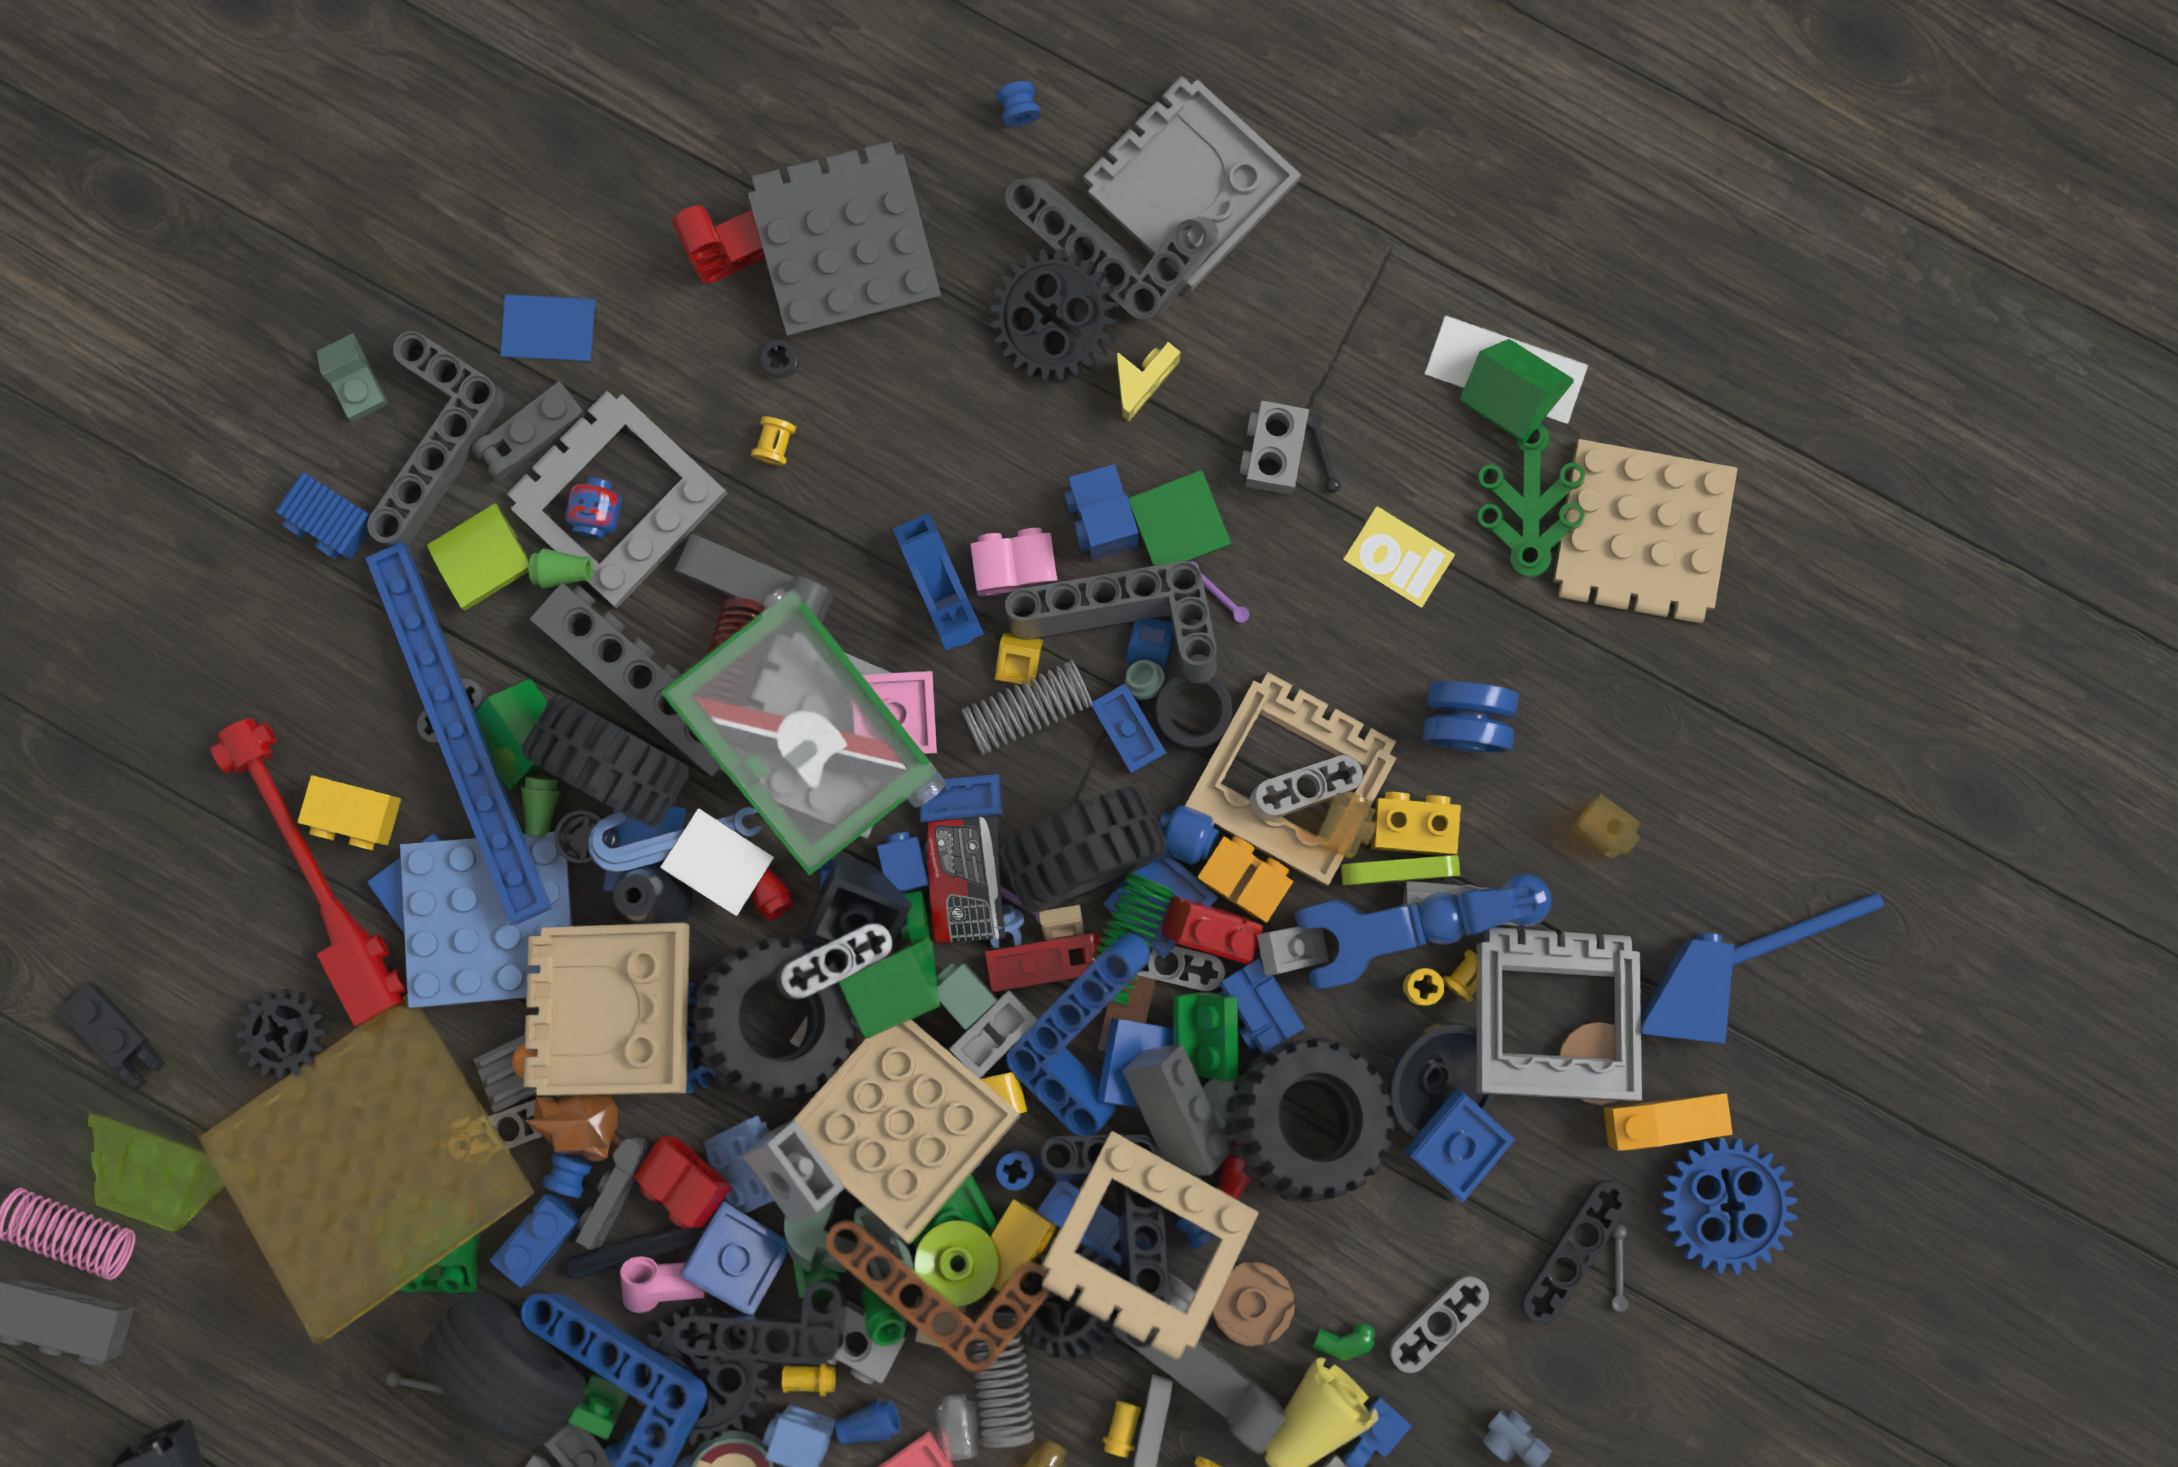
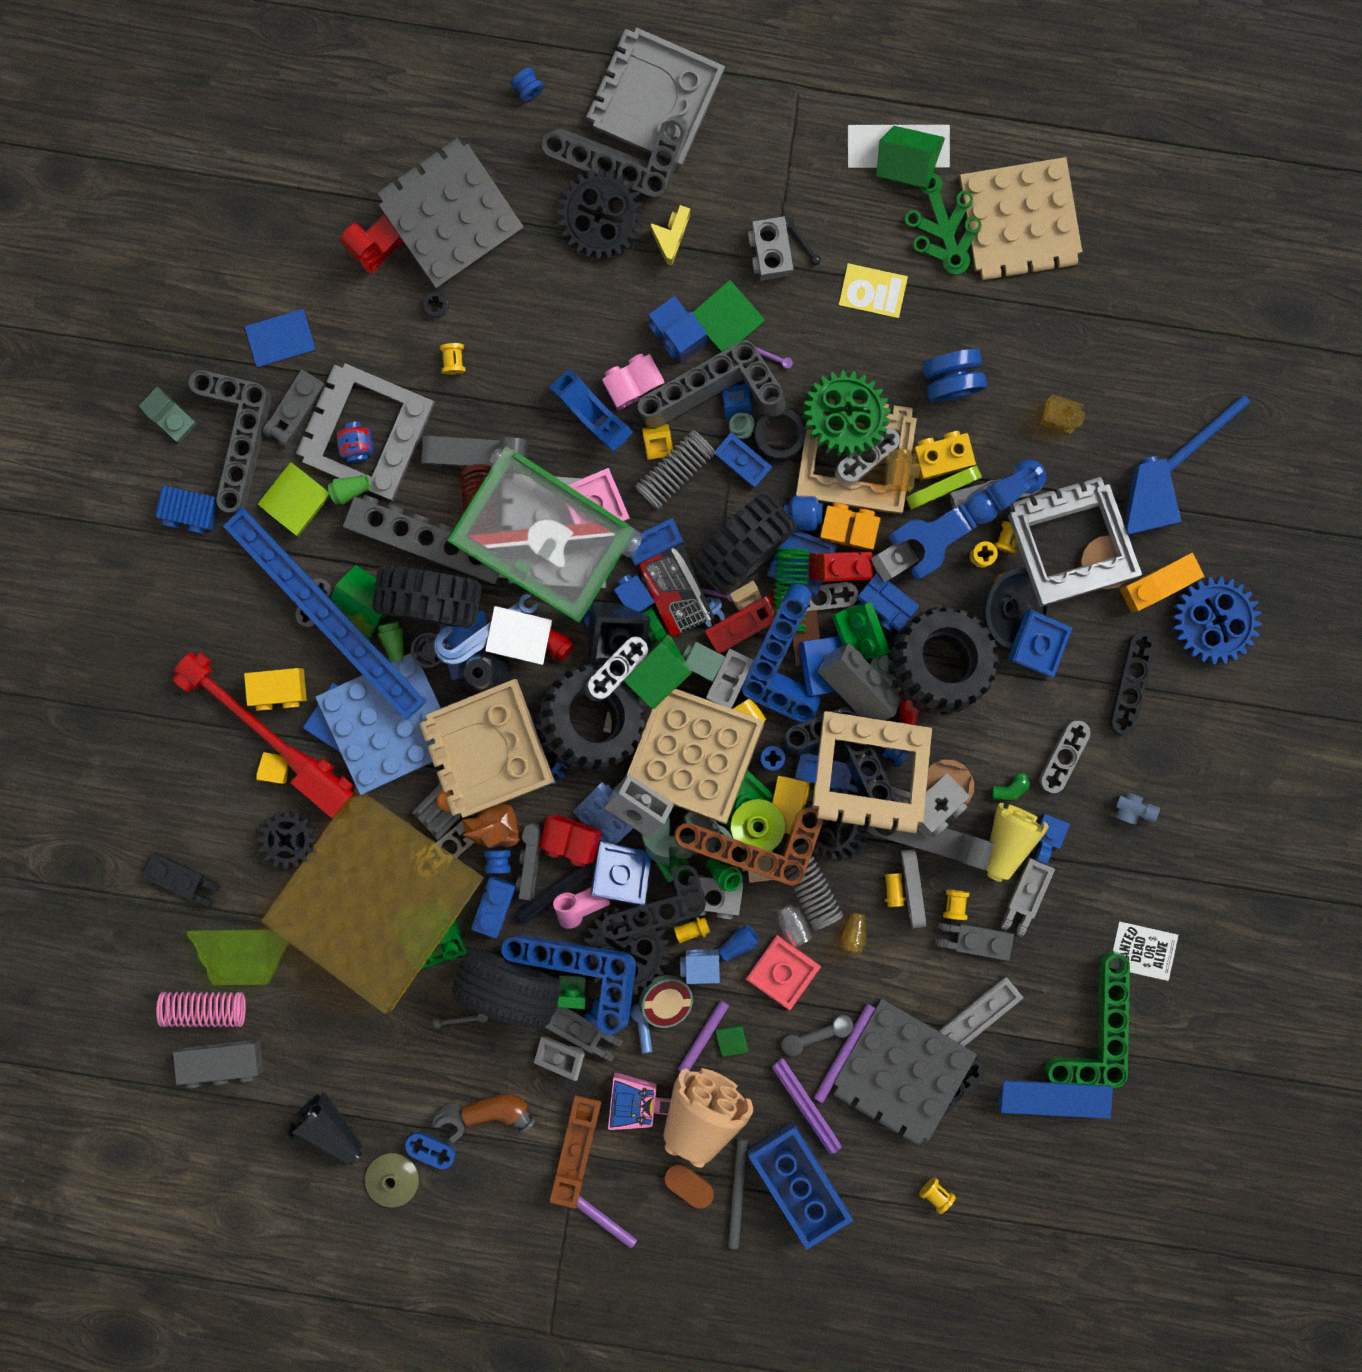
camera: 20 degrees left, 5 degrees up
(301, 925) = (272, 768): none -> yellow slope
(1252, 1328) = (951, 797): none -> light grey brick
(1304, 682) = (849, 436): none -> green gear
(1618, 1301) = (1169, 703): dark grey hinge -> none

